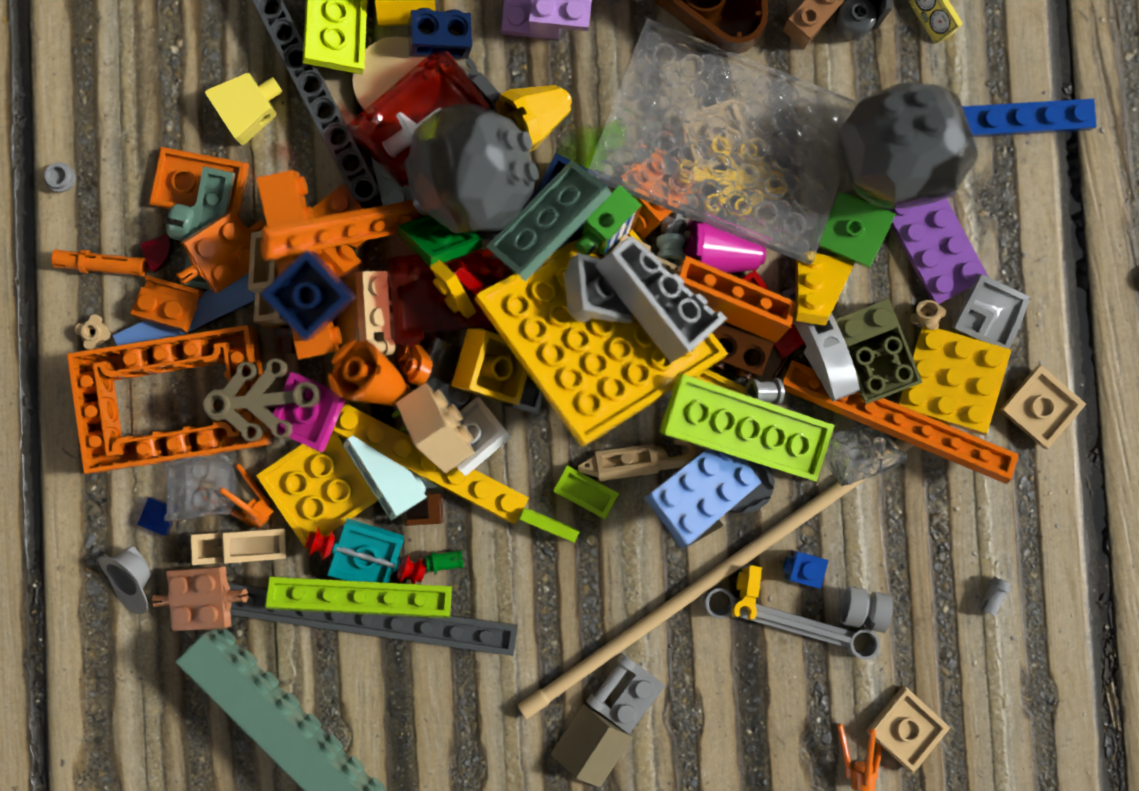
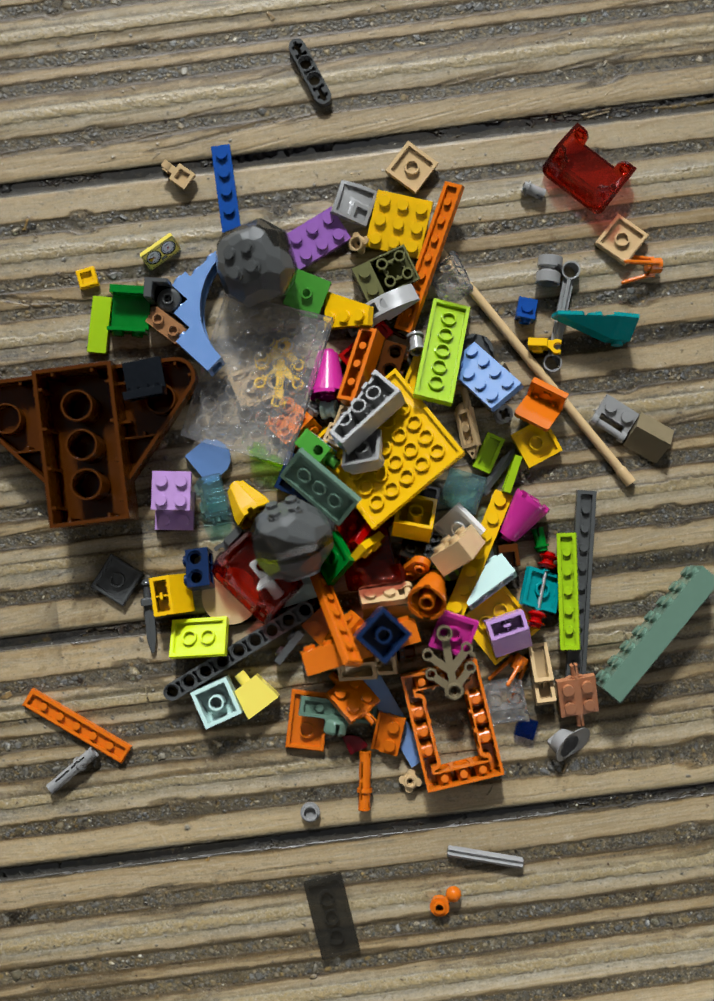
camera: 85 degrees left, 0 degrees up
(236, 45) = (216, 701): none -> light aqua brick
(302, 497) = (508, 632): none -> lavender slope
(304, 152) = (283, 652): none -> dark grey plate
(484, 535) = (522, 515): none -> dark pink cone
(531, 448) = (463, 488): none -> clear light blue plate
(531, 481) = (497, 471): none -> dark grey sword
(551, 61) = (212, 495): none -> clear light blue brick
(596, 567) = (535, 444): none -> yellow plate
(603, 63) = (209, 459): none -> medium blue tile
(645, 528) = (509, 412): none -> light grey bush
(653, 579) = (541, 404): none -> orange bracket
(767, 695) = (612, 328): none -> teal wedge
(834, 49) = (192, 314): none -> medium blue arch
(1019, 680) = (584, 172): none -> clear red windscreen
(1051, 46) = (179, 175): none -> tan plate

